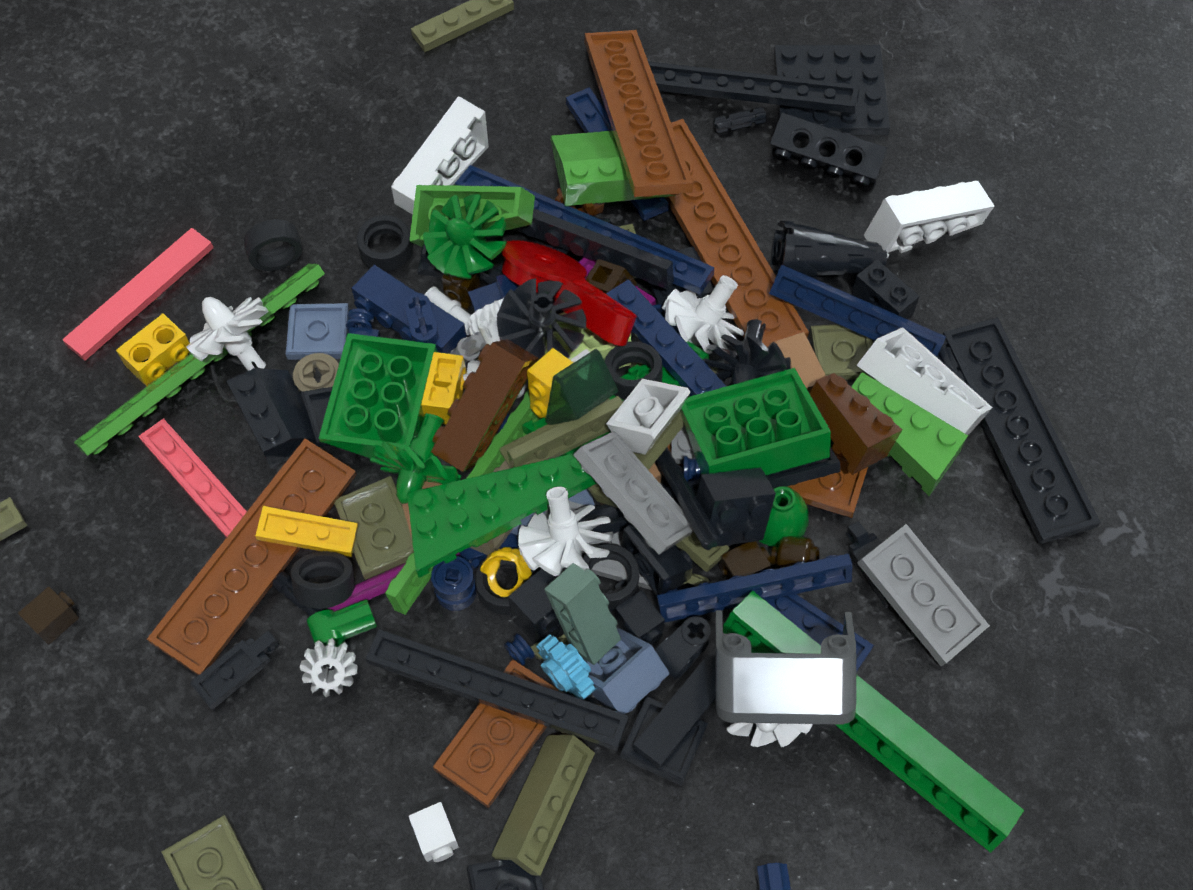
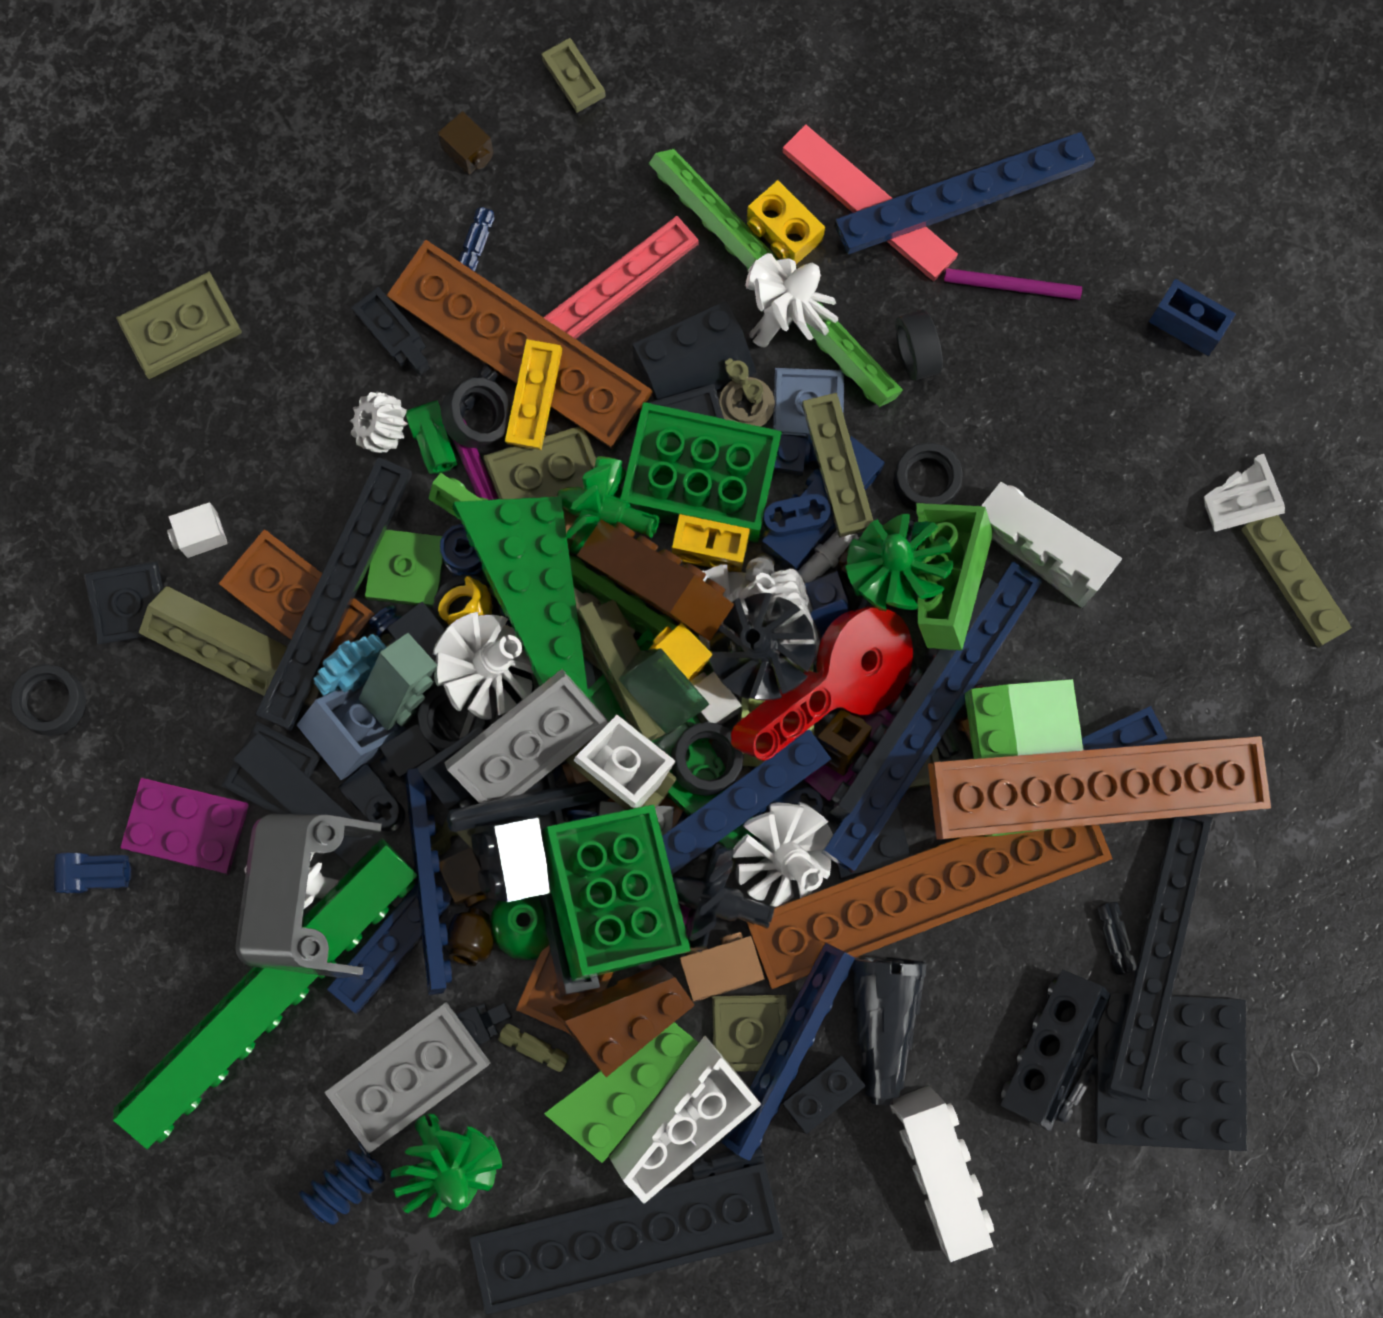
camera: 90 degrees right, 15 degrees up
(139, 226) = (964, 193): none -> dark blue plate
(143, 602) = (476, 237): none -> dark blue axle
(219, 193) = (1013, 284): none -> magenta bar
(258, 71) = (1192, 317): none -> dark blue brick
(304, 366) = (739, 373): none -> olive piece
(377, 291) = (837, 464): none -> olive plate
(402, 43) = (1245, 497): none -> white wing
(469, 634) = (405, 569): none -> bright green plate
(721, 820) = (184, 826): none -> magenta plate
(879, 505) = (533, 1047): none -> olive axle
(994, 552) = (451, 1167): none -> green piece
(1021, 642) = (343, 1186): none -> dark blue piece

